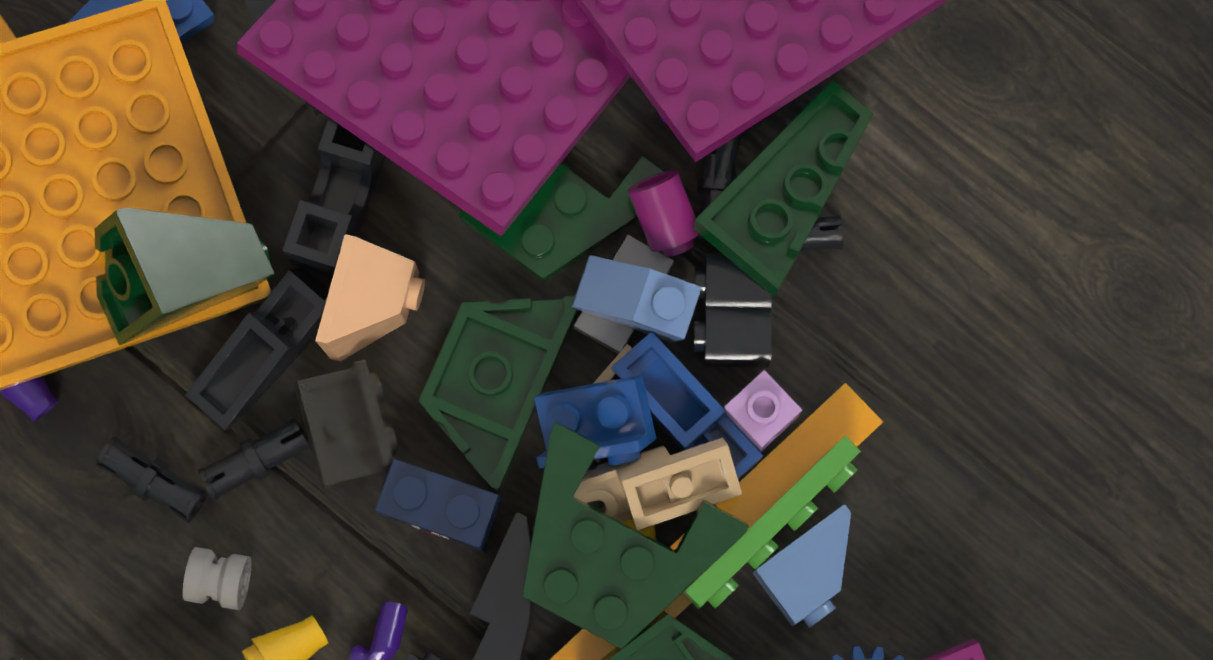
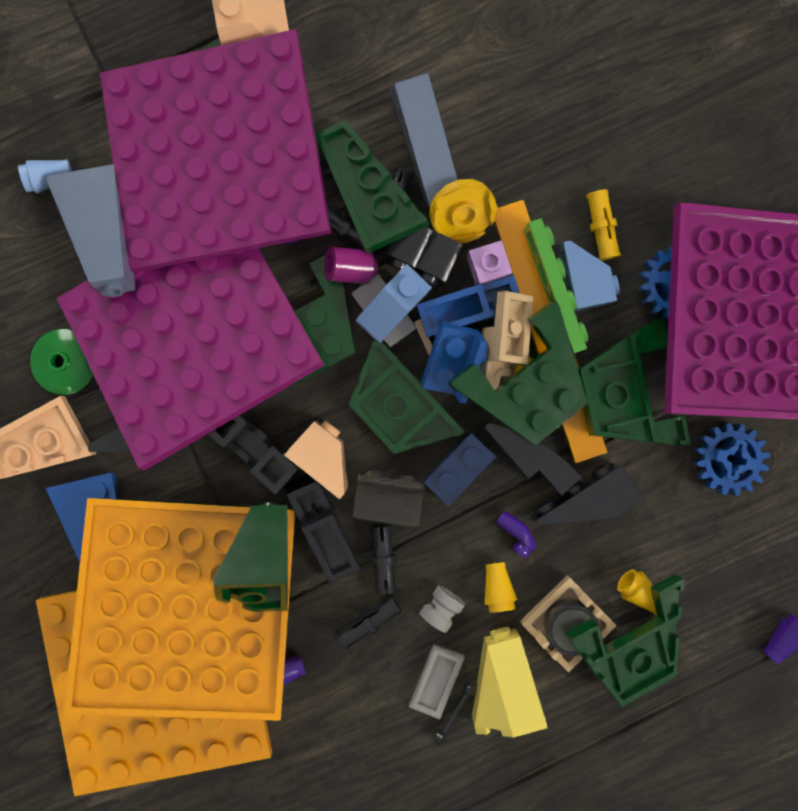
camera: 65 degrees left, 10 degrees up
(102, 623) = (436, 681): none -> light grey tile
(820, 338) = (463, 210): none -> yellow tile
(893, 241) = (424, 134): none -> sand blue slope
(902, 558) = (603, 225): none -> yellow pin

